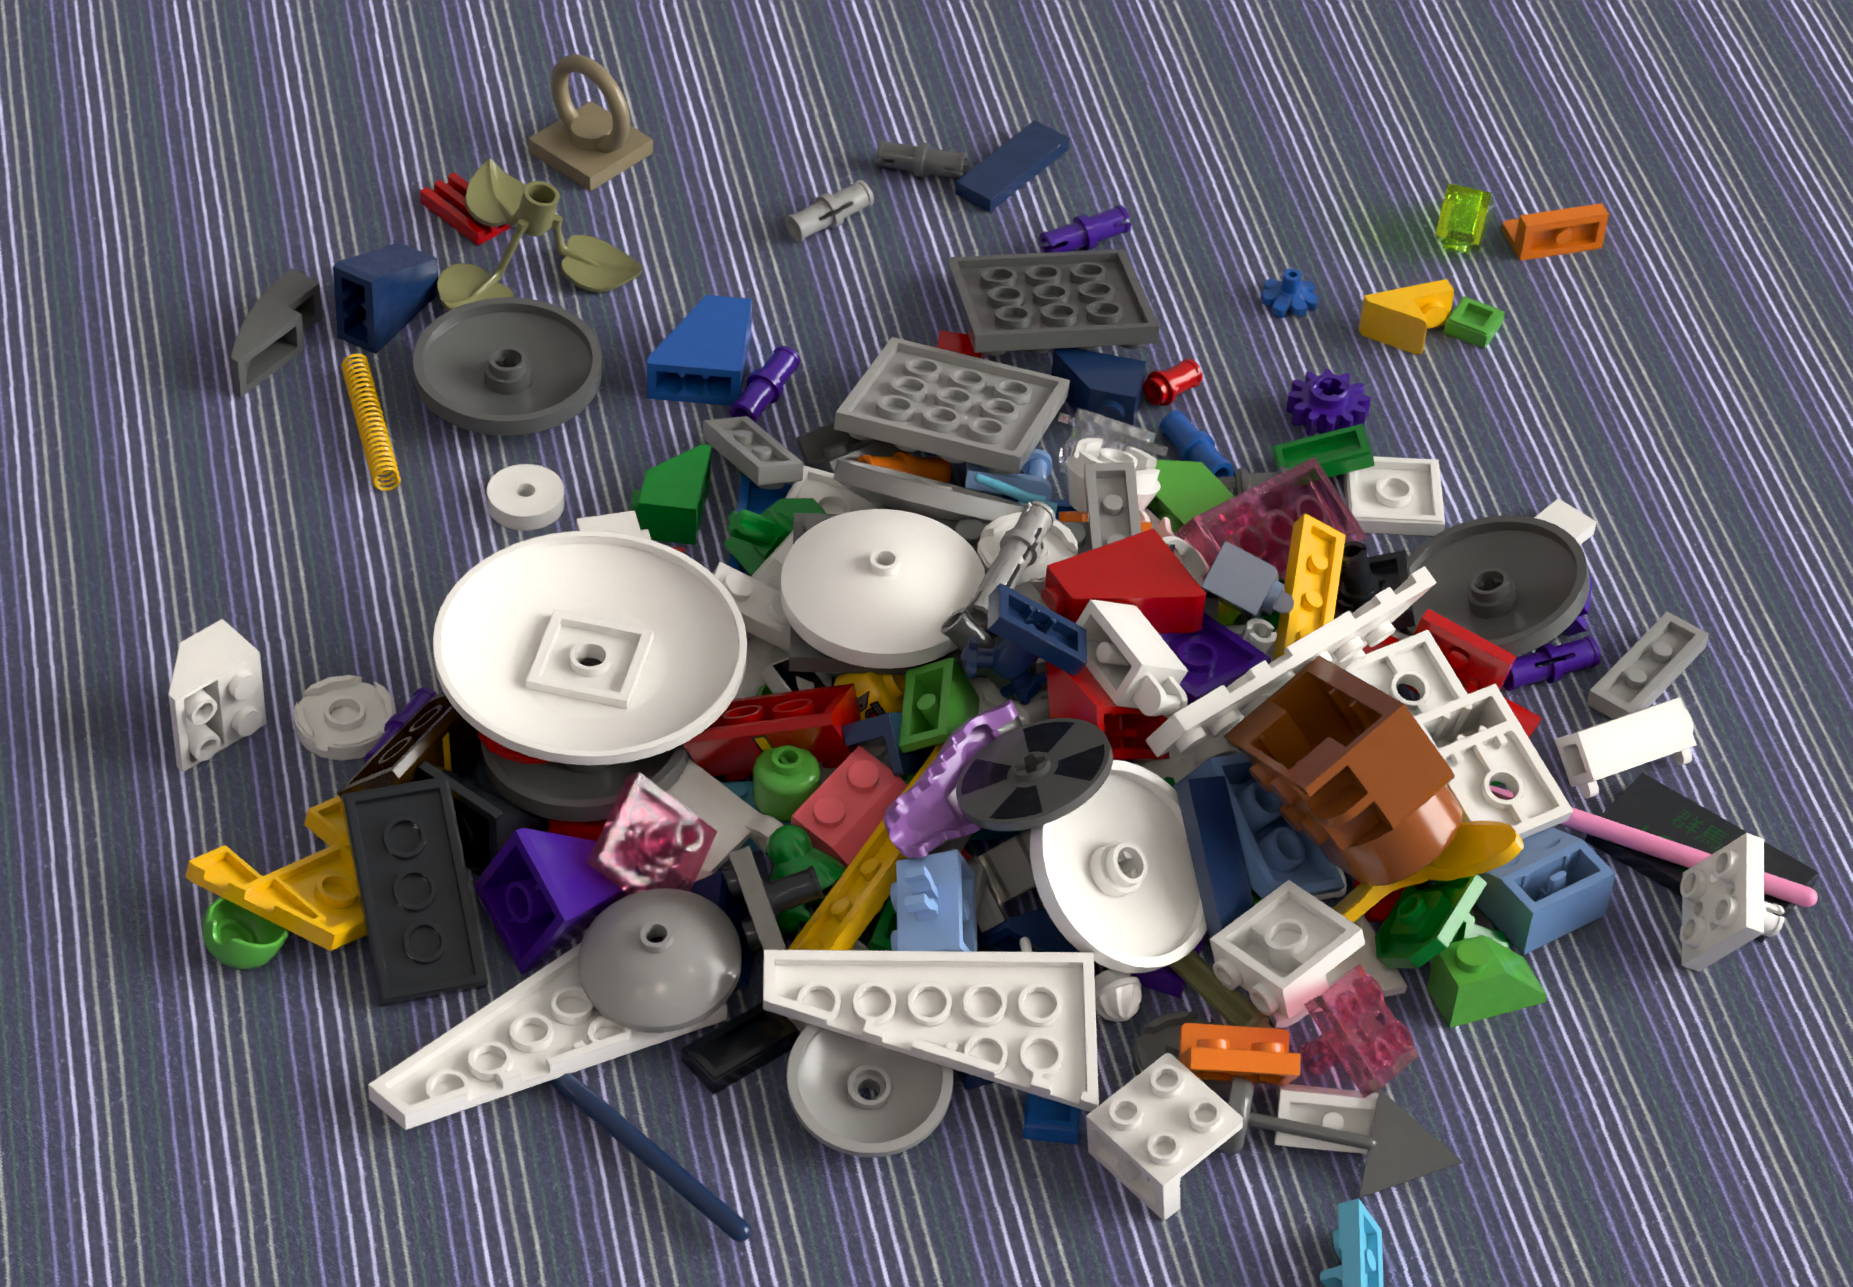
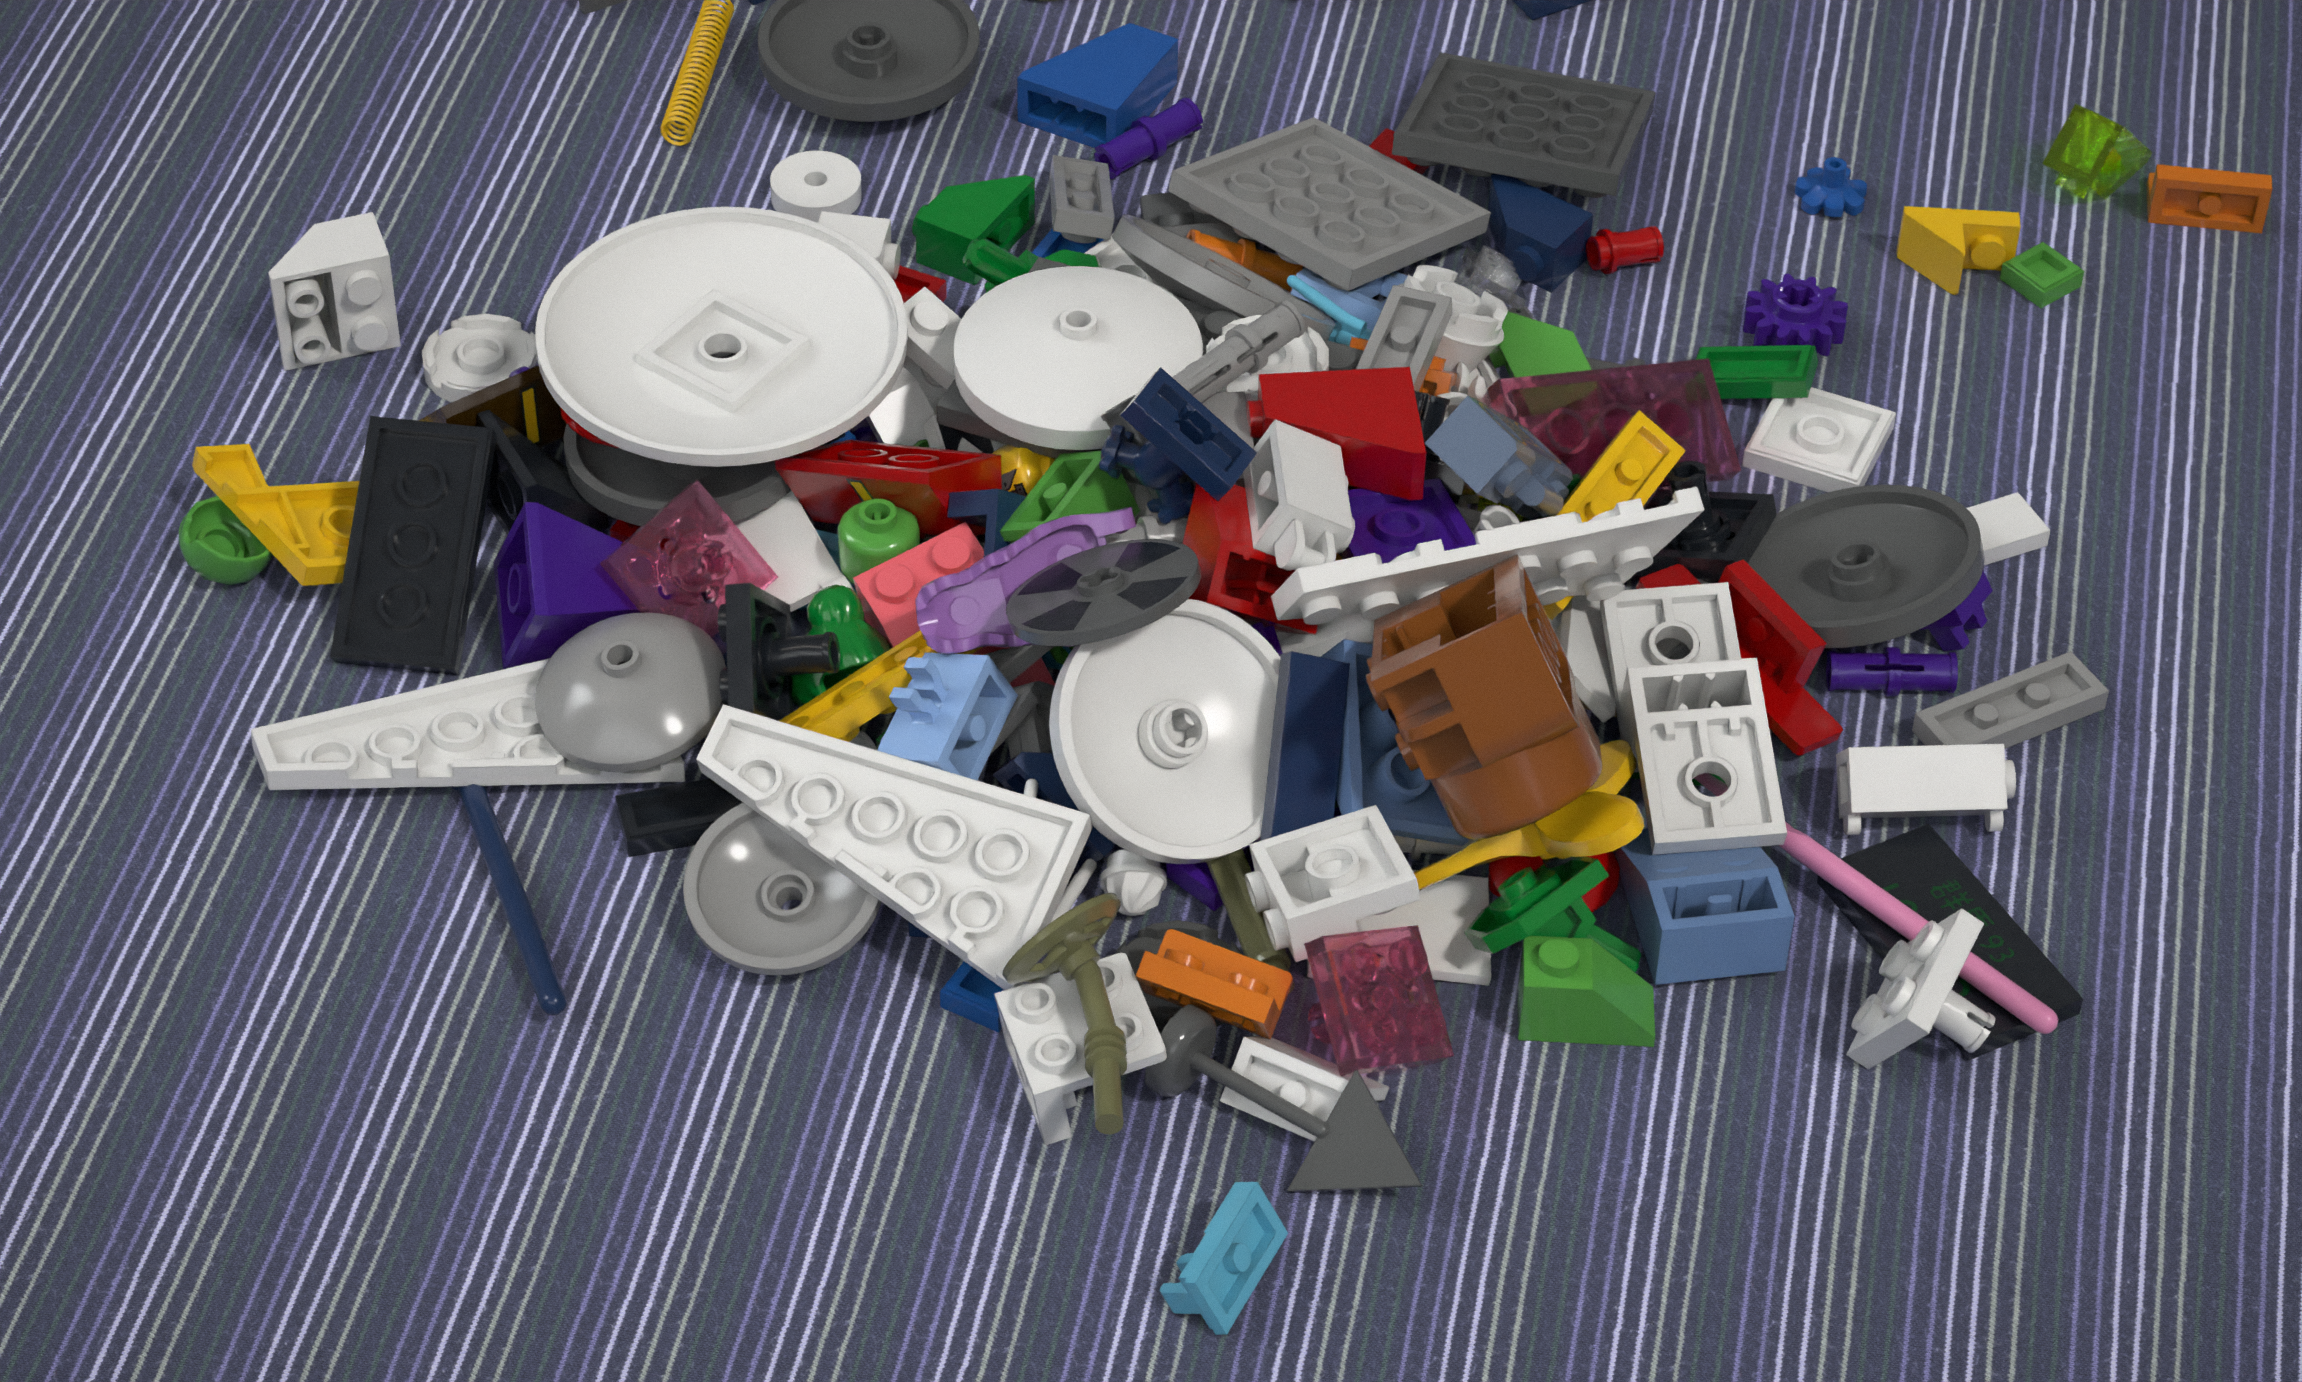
camera: 25 degrees right, 0 degrees up
(1086, 231) = (1625, 63): dark purple pin -> none
(1148, 1068) = (1072, 952): none -> olive dish
(1194, 444) = (1605, 321): blue pin -> none

